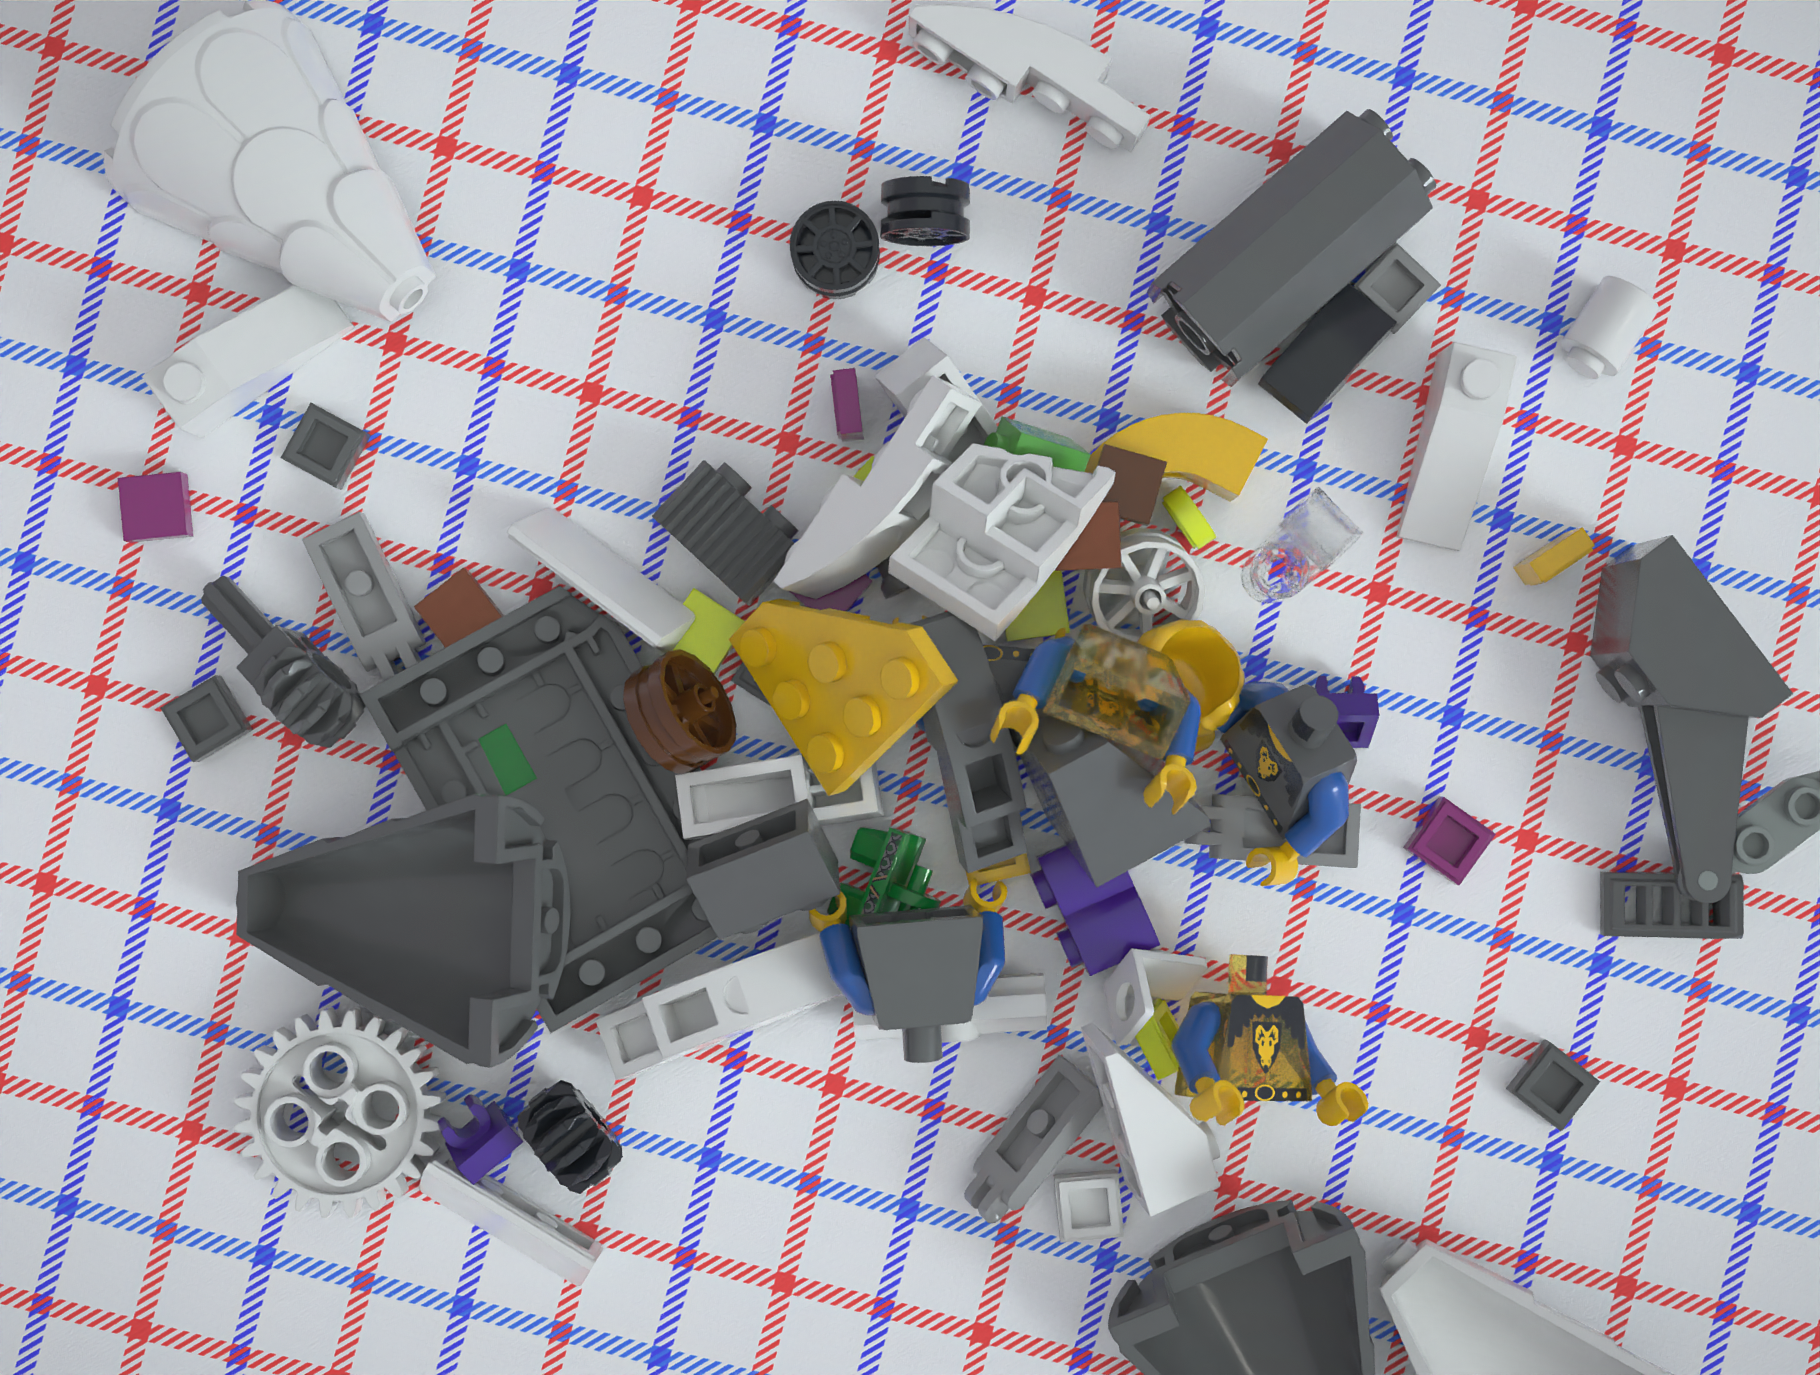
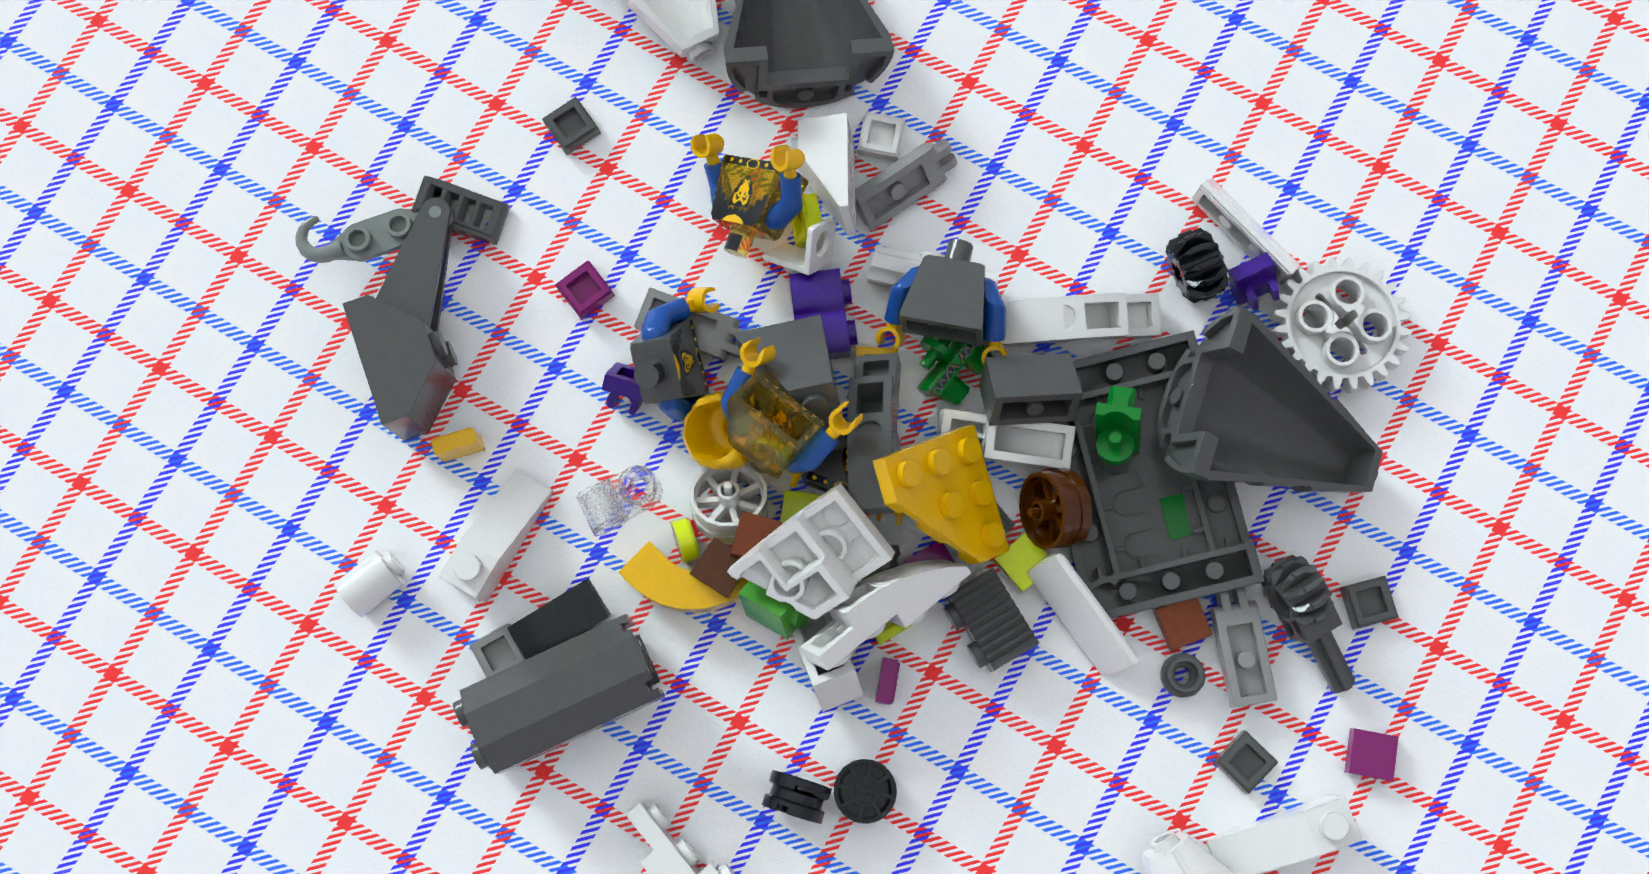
camera: 165 degrees left, 10 degrees down
(422, 538) = (1195, 671): none -> dark grey plate
(621, 852) = (1118, 426): none -> green hips

